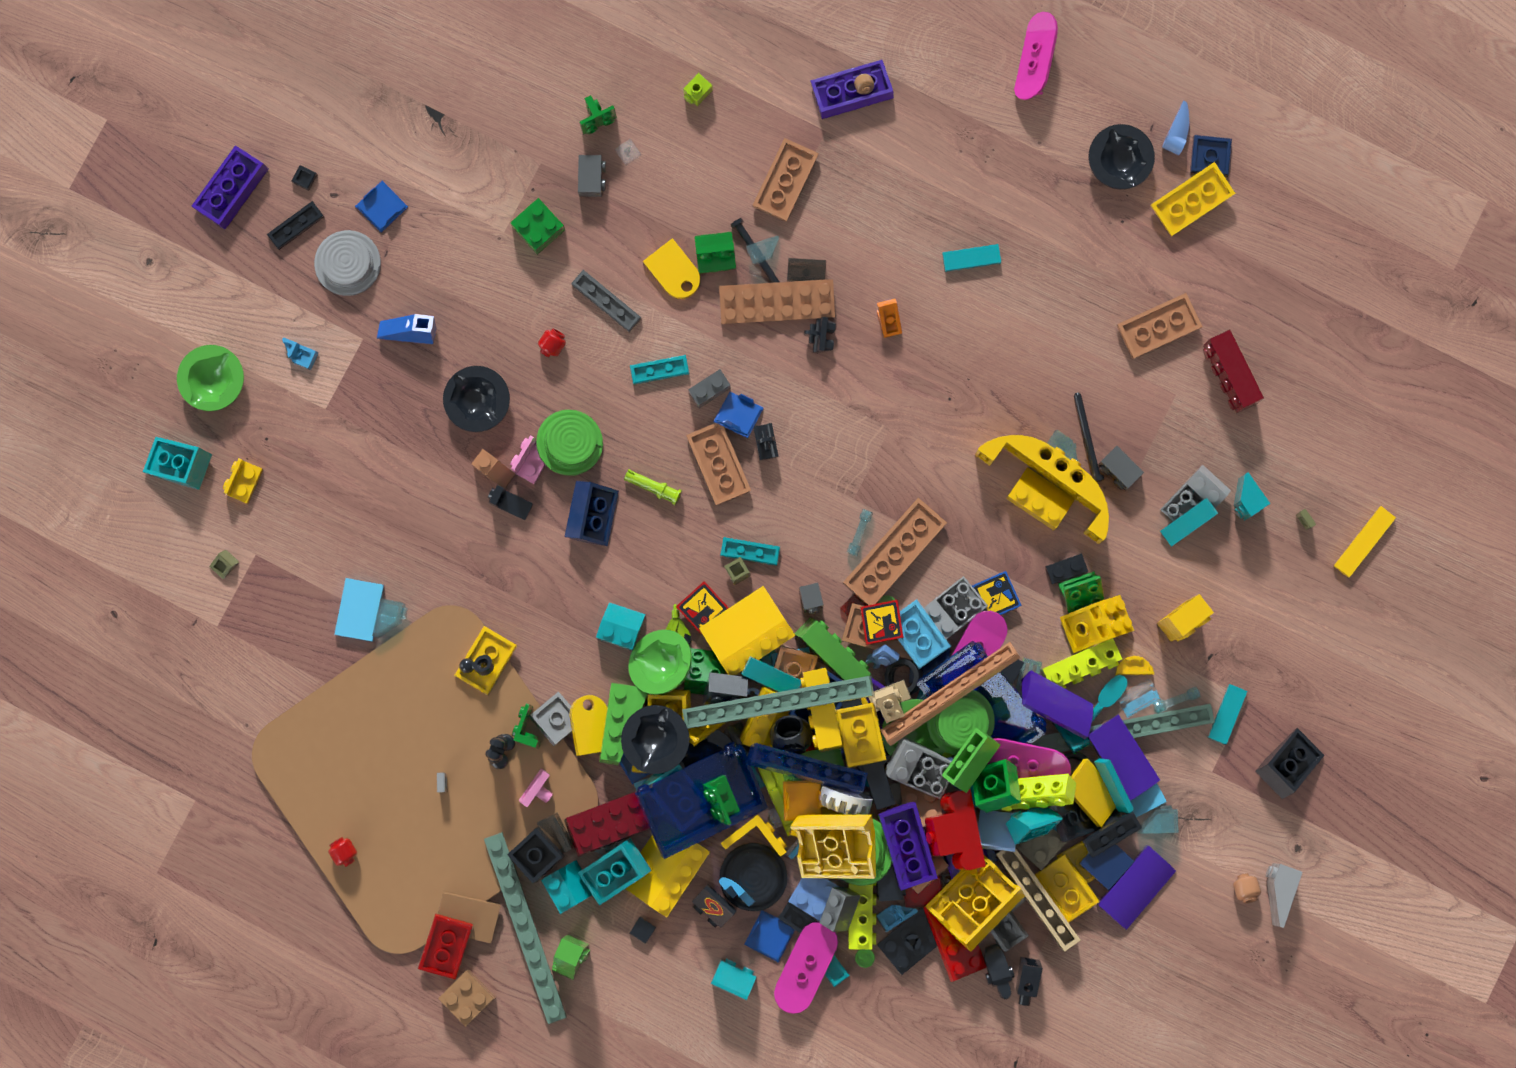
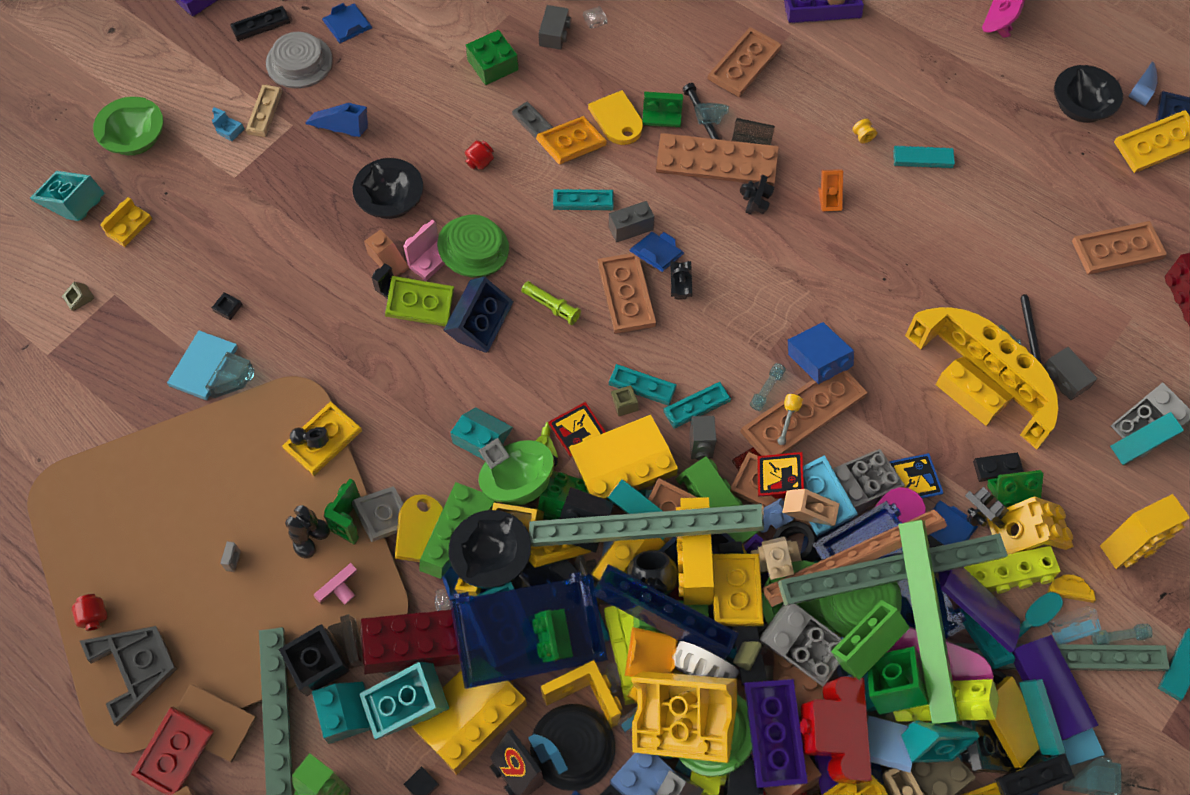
camera: 10 degrees right, 20 degrees down
(331, 329) = (264, 111): none -> tan tile
(362, 547) = (227, 306): none -> black tile
(397, 881) = (142, 663): none -> dark grey wing
(535, 510) = (419, 301): none -> lime tile
(624, 785) = (441, 601): none -> clear tile
(635, 308) = (571, 140): none -> light orange tile
(637, 650) = (494, 453): none -> light grey tile
(801, 561) = (697, 404): none -> teal tile
(877, 788) = (747, 655): none -> olive slope
(883, 553) = (792, 405): none -> hinge
(901, 494) = (820, 353): none -> blue brick
(911, 650) = (810, 507): none -> light nougat slope
(912, 241) = (864, 131): none -> yellow wheel
(982, 699) = (888, 570): none -> sand green plate
(1013, 738) = (928, 622): none -> tile
(1028, 634) = (957, 523): none -> blue piece
(1054, 616) = (980, 500): none -> black hips

